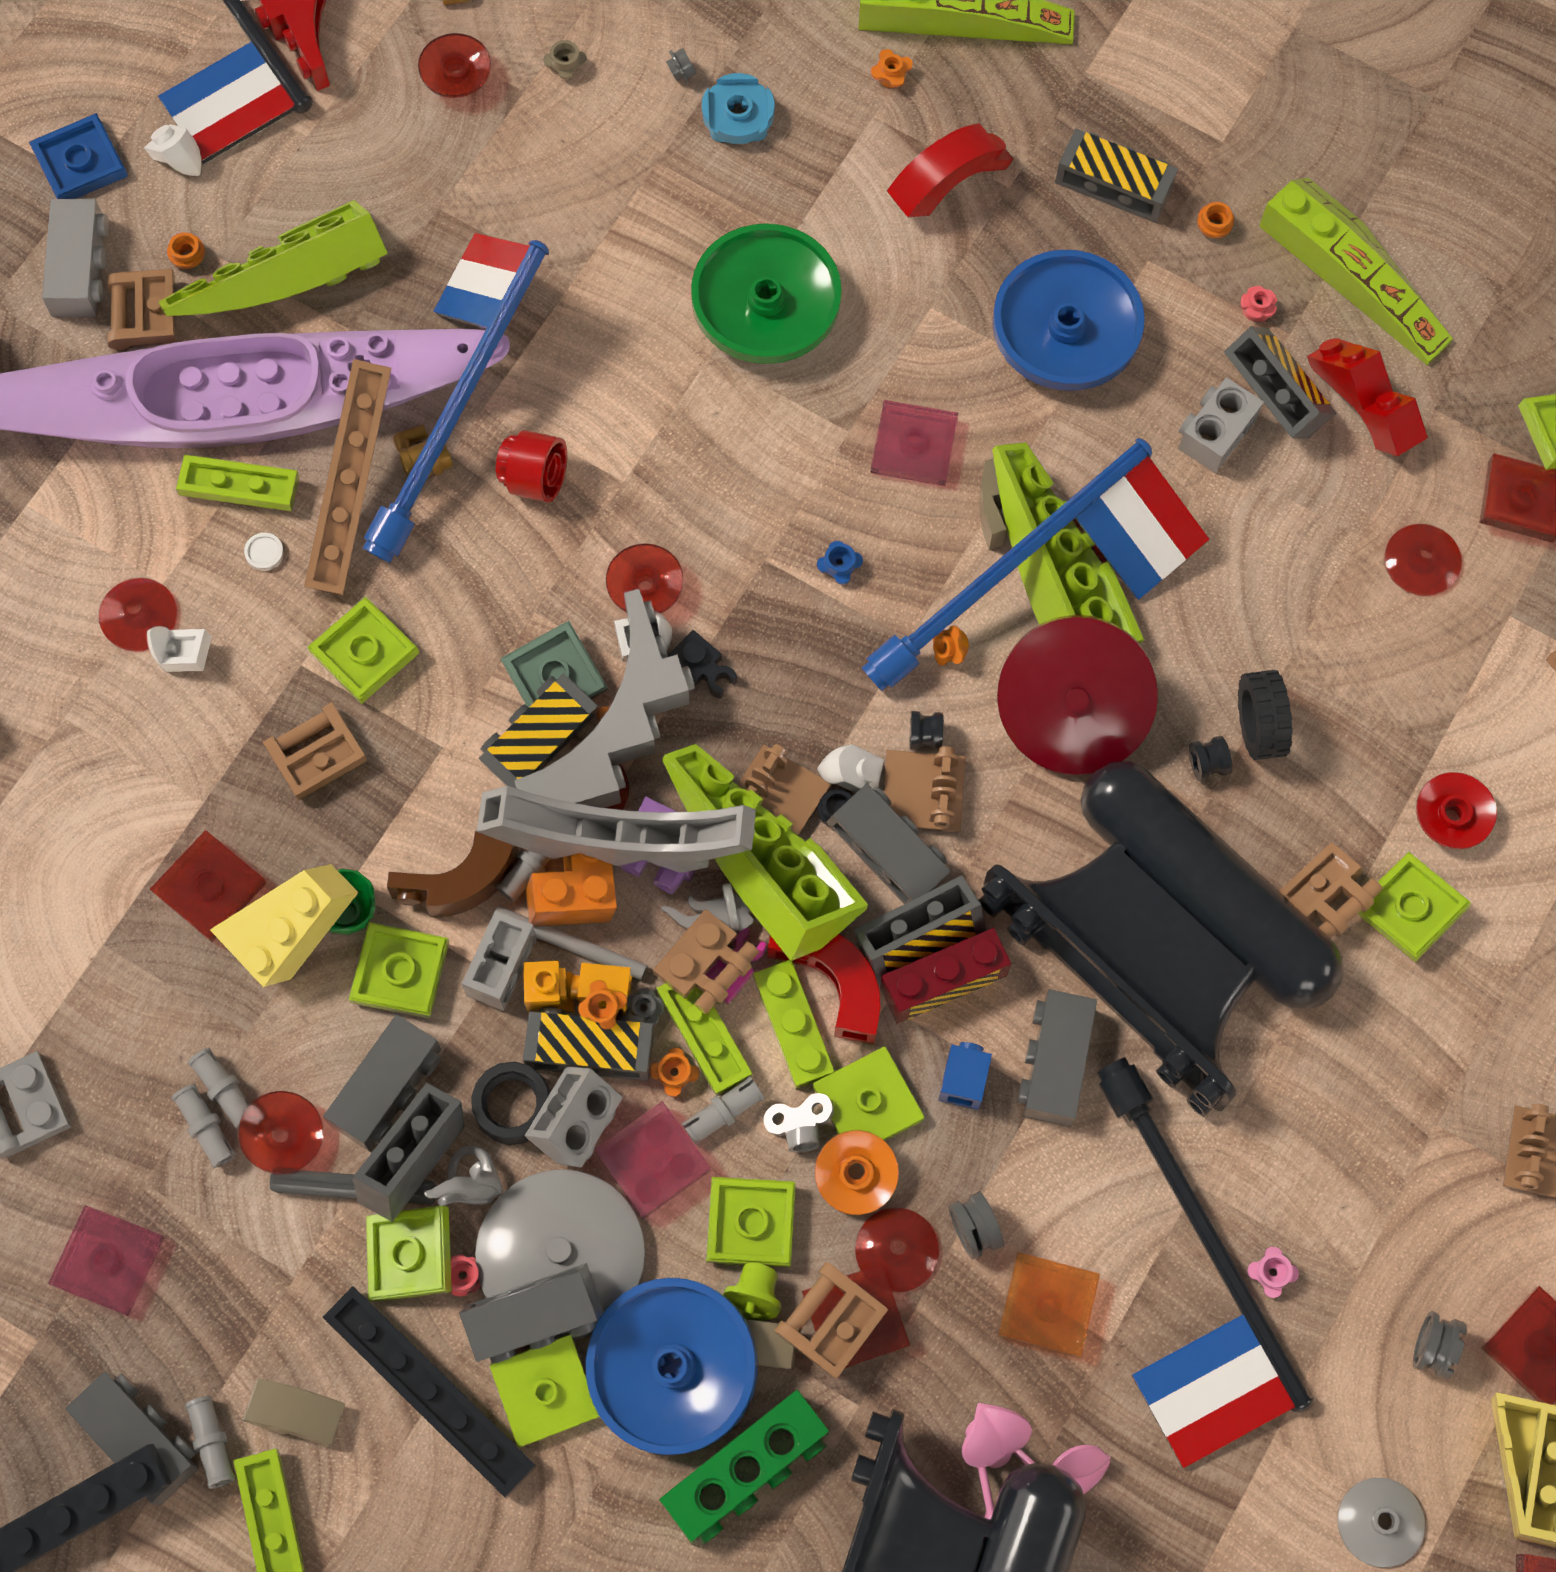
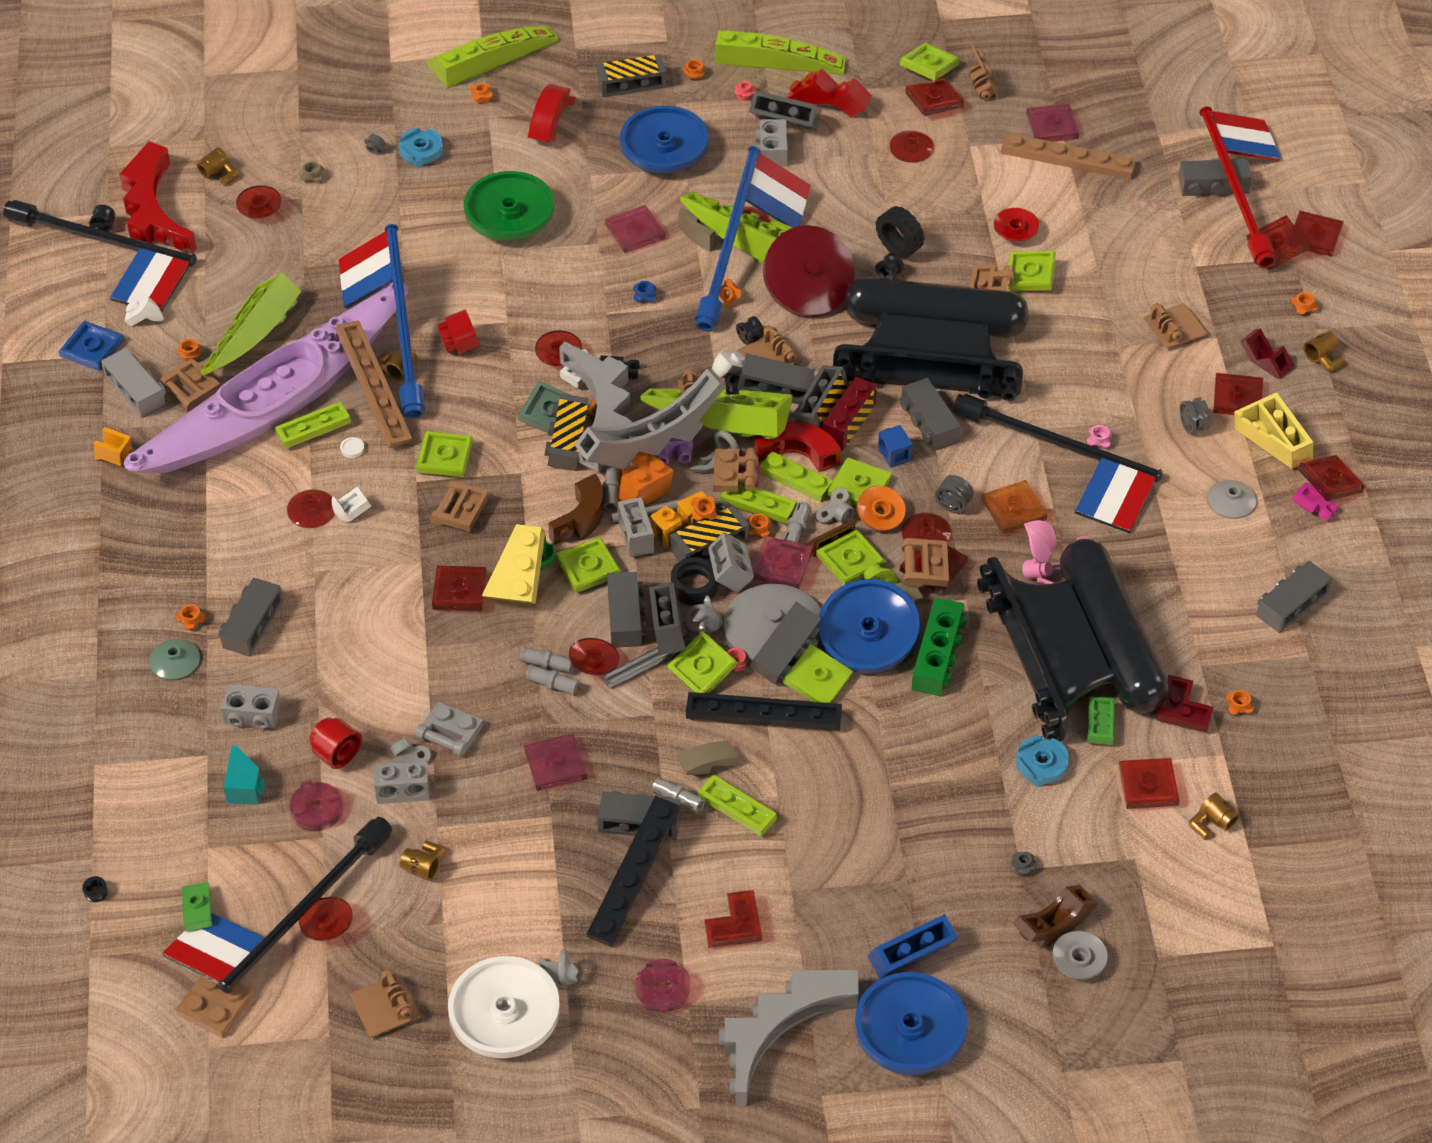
camera: 35 degrees left, 20 degrees down
(753, 1164) = (831, 536): none -> reddish brown slope

